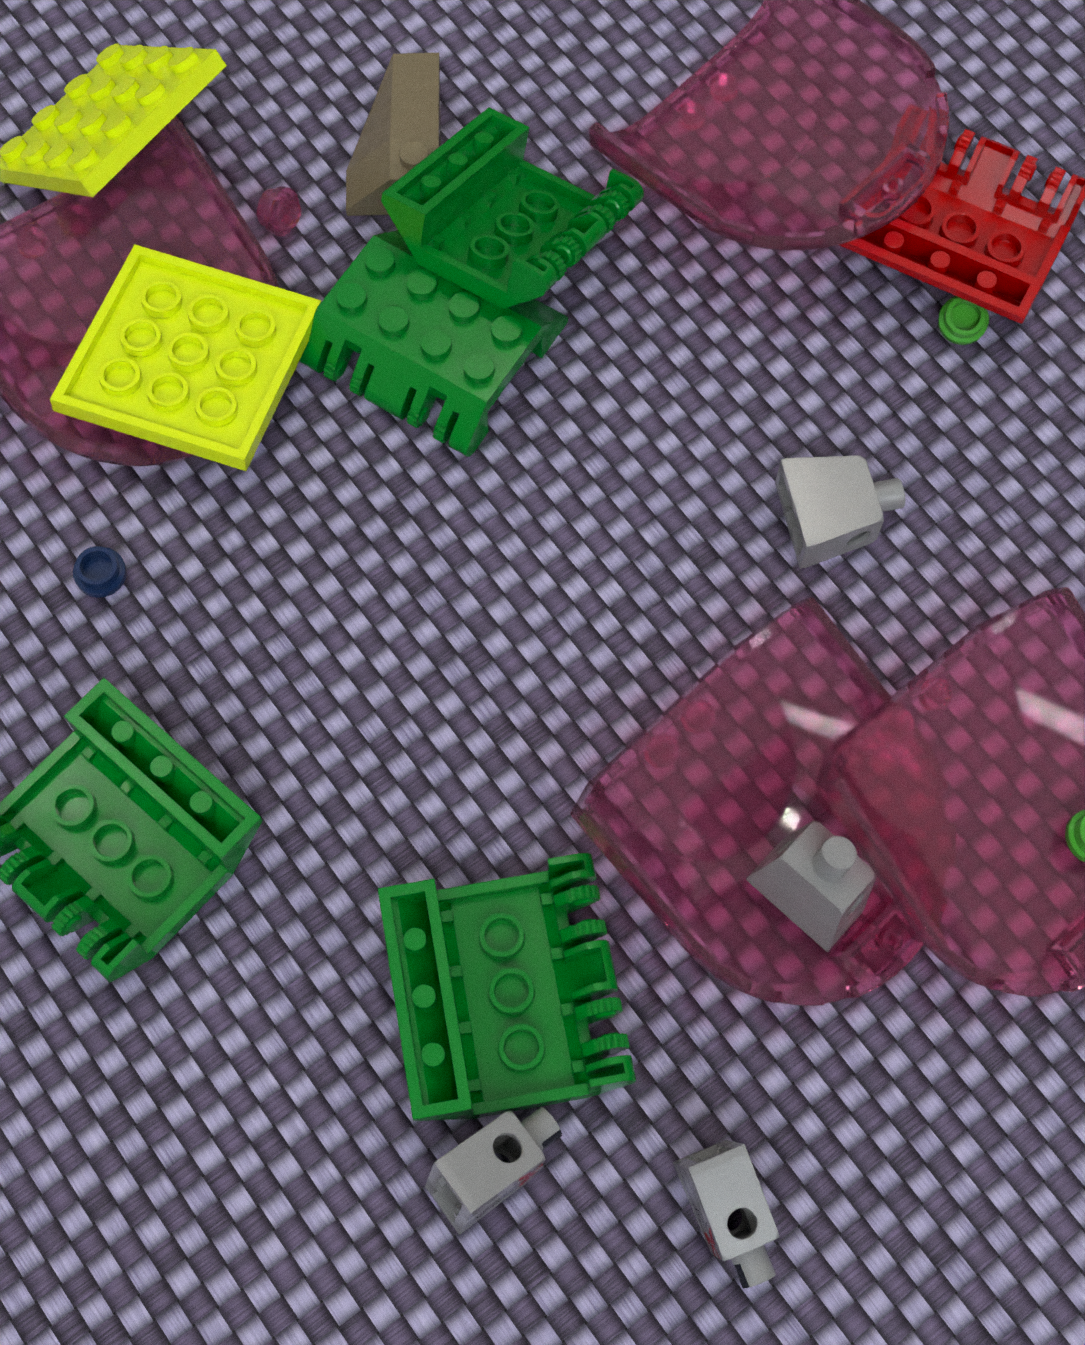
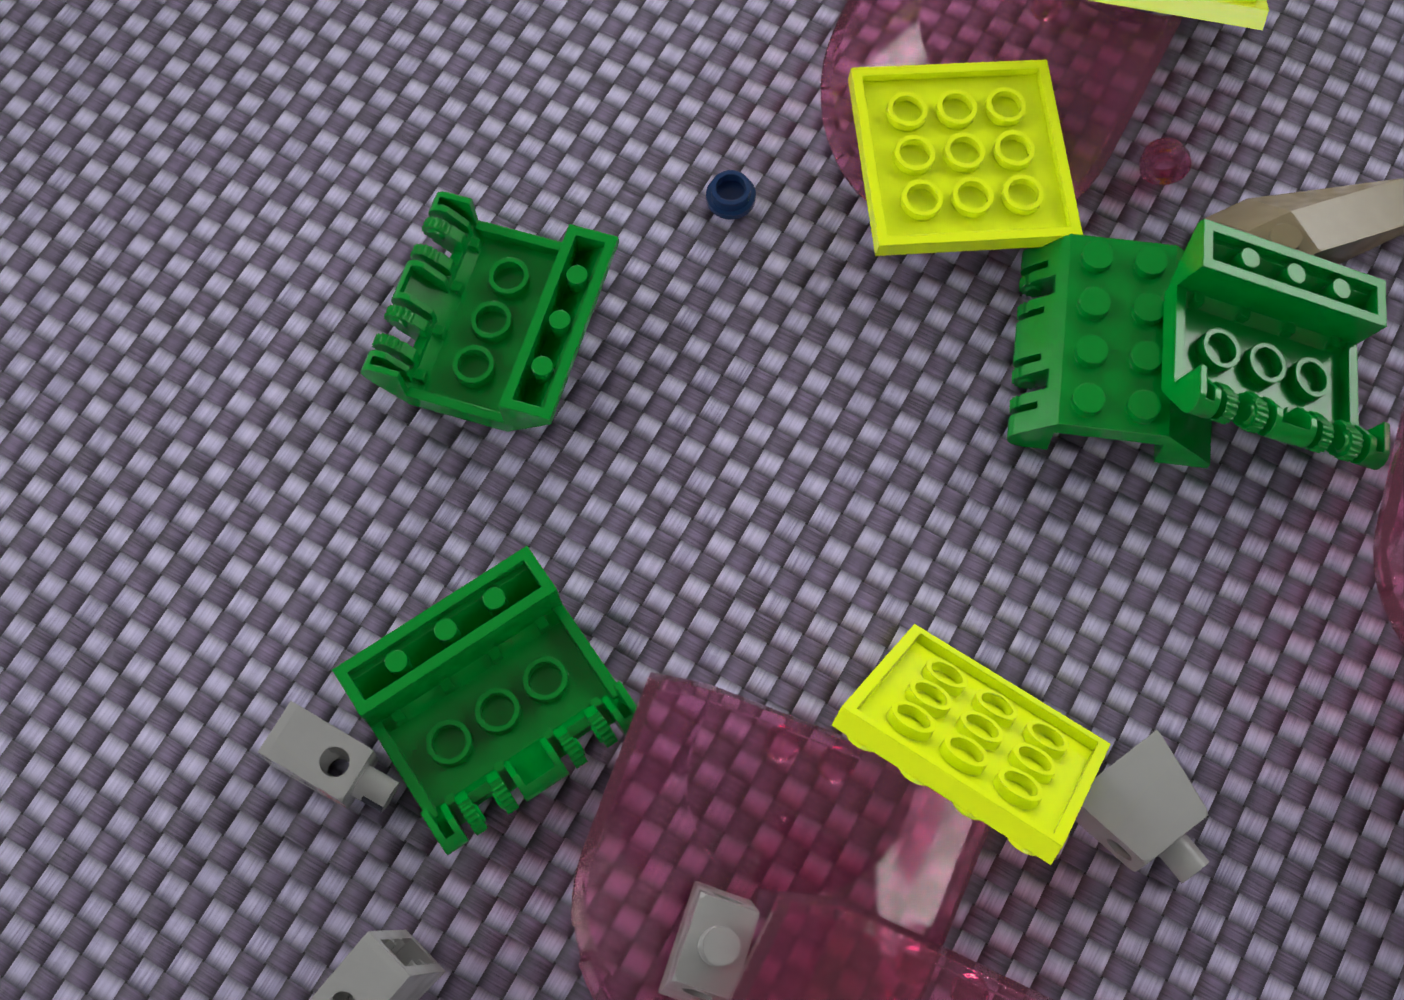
camera: 70 degrees right, 0 degrees up
(737, 590) = (975, 741): none -> neon yellow plate

